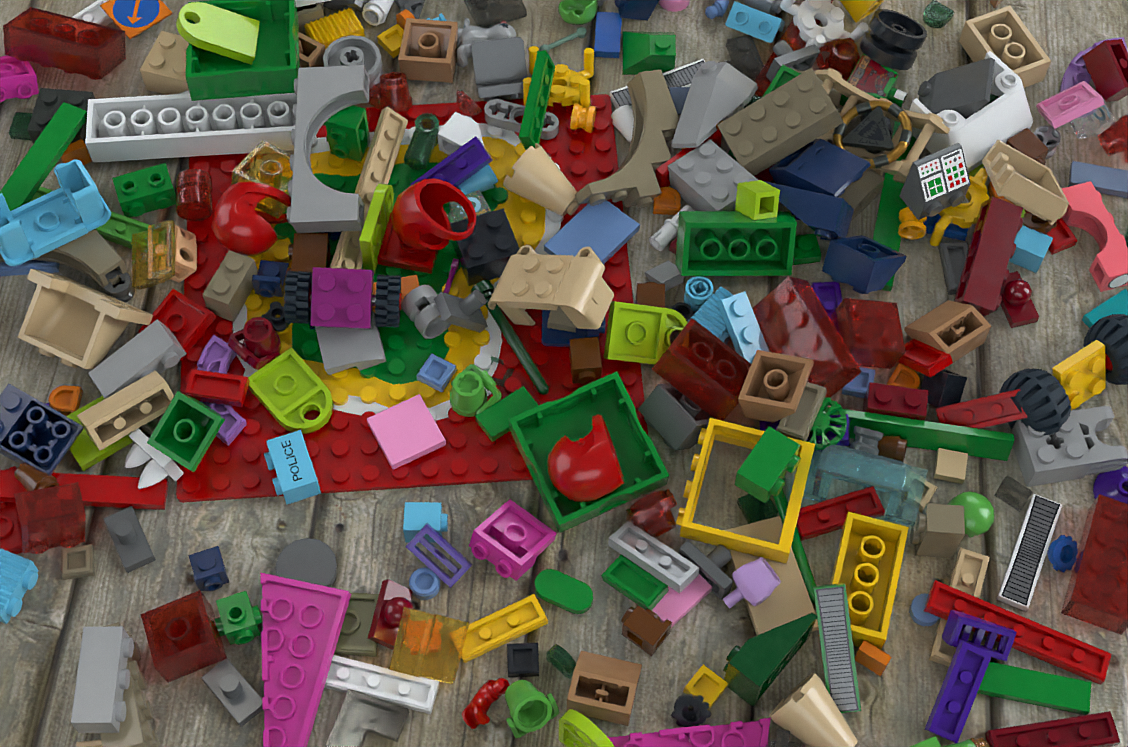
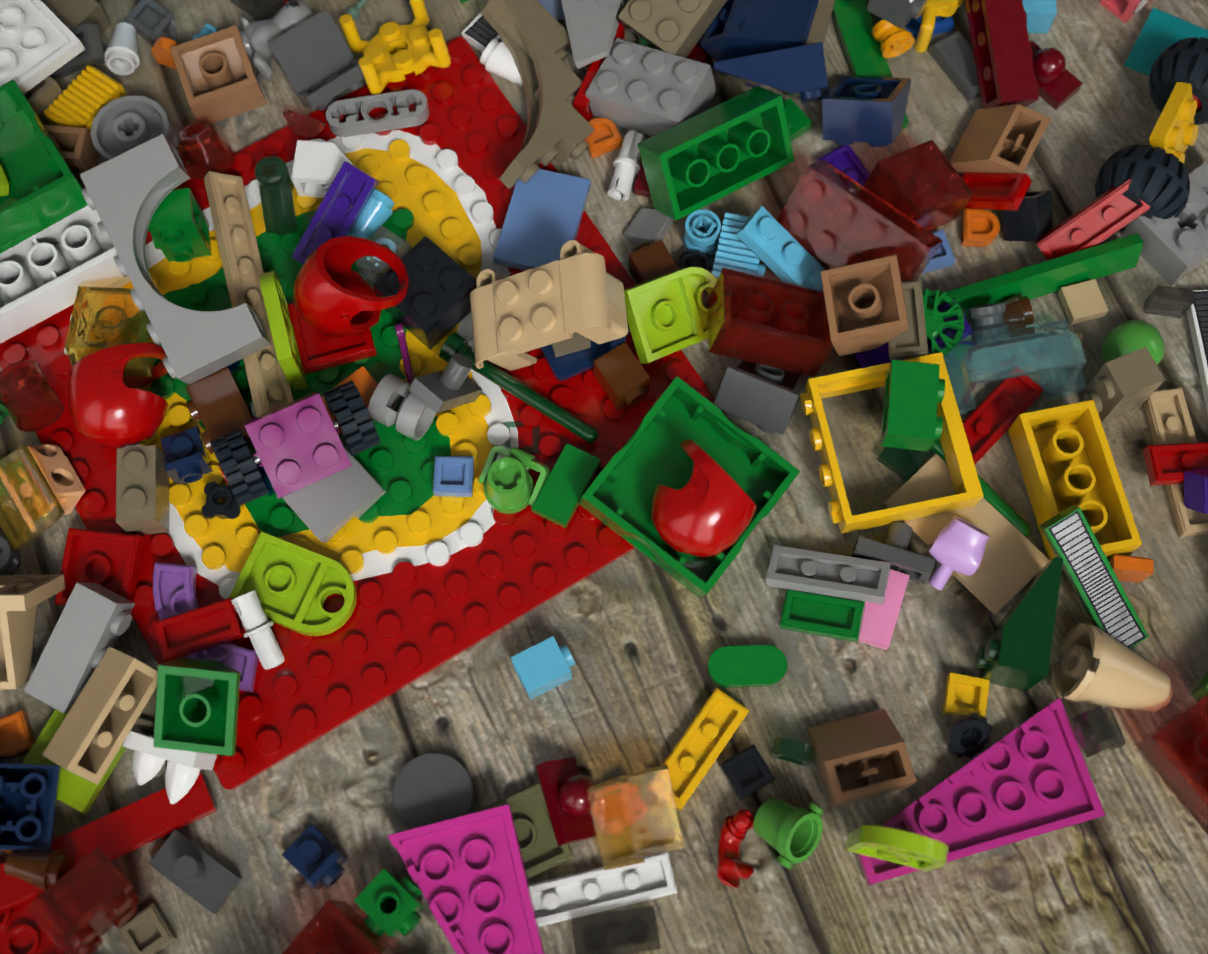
camera: 25 degrees left, 10 degrees up
(253, 406) = (258, 629): none -> white axle
(259, 345) = (220, 548): dark red piece -> none
(293, 467) = (350, 682): medium azure brick -> none
(391, 40) = (163, 83): yellow tile -> none
(406, 431) = (459, 567): bright pink tile -> none
(419, 537) = (554, 691): dark purple tile -> none
(424, 583) = (582, 740): medium blue tile -> none
(511, 540) = (656, 637): dark pink plate -> none
(537, 100) = (389, 83): green tile -> none
(542, 182) = (452, 181): tan cone -> none
(583, 117) = (451, 78): light orange wheel -> none
(645, 629) = (865, 665): reddish brown brick -> none
(654, 513) = (800, 521): clear red piece -> none
(757, 200) = (721, 88): lime brick -> none
(896, 401) = (990, 258): dark red brick -> none
(918, 615) = (1140, 488): medium blue tile -> none

